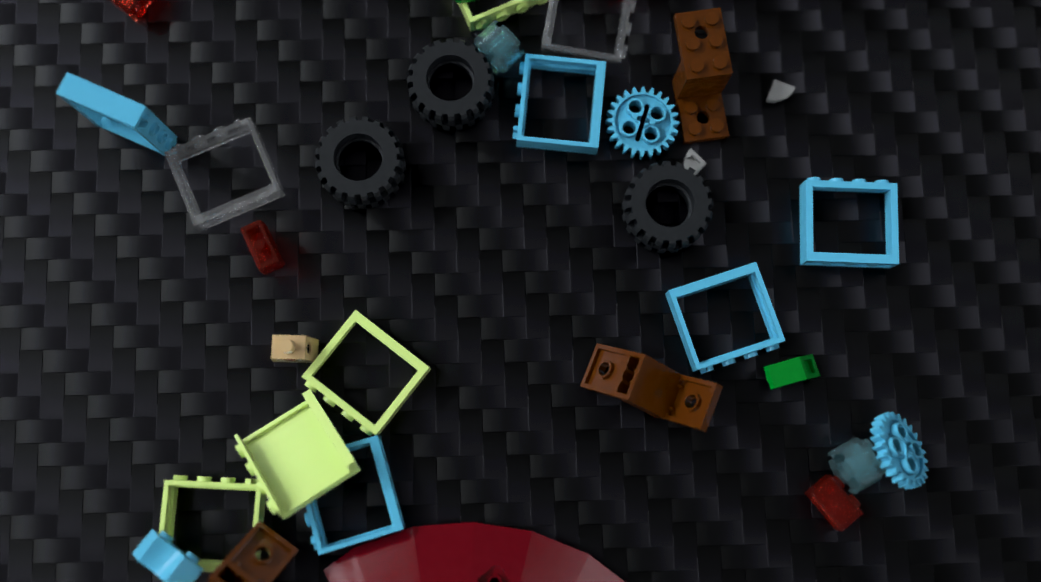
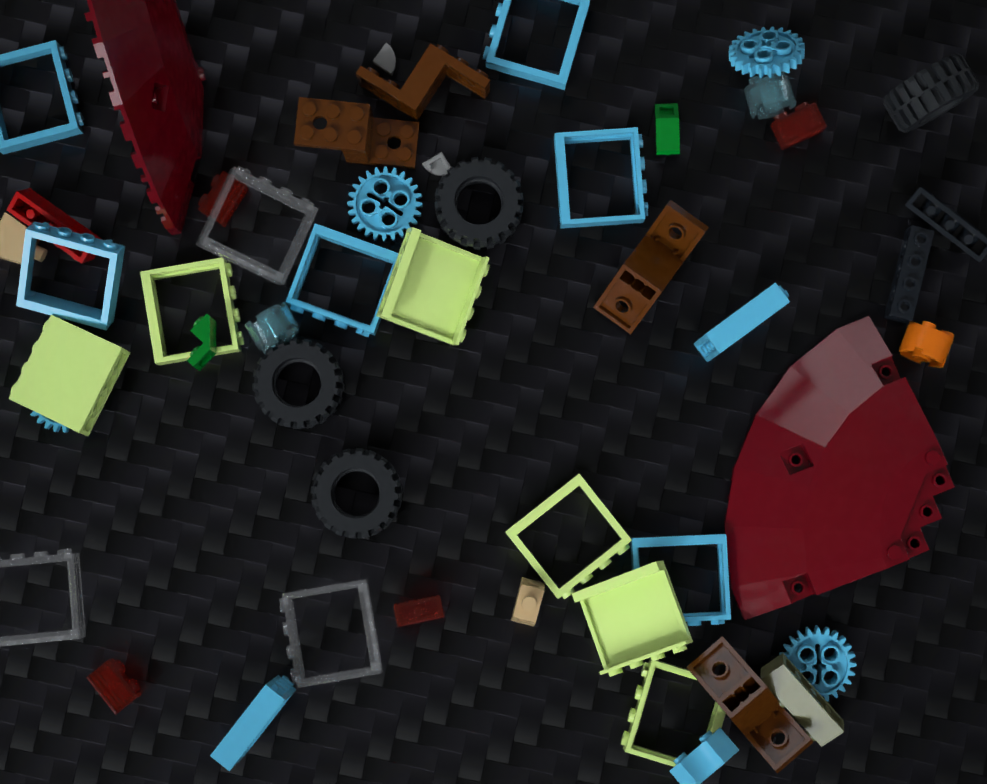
camera: 75 degrees left, 5 degrees up
(575, 184) = (433, 287): none -> yellowish green panel
(620, 490) = (742, 321): none -> medium azure window
(770, 128) = (424, 81): none -> reddish brown bracket

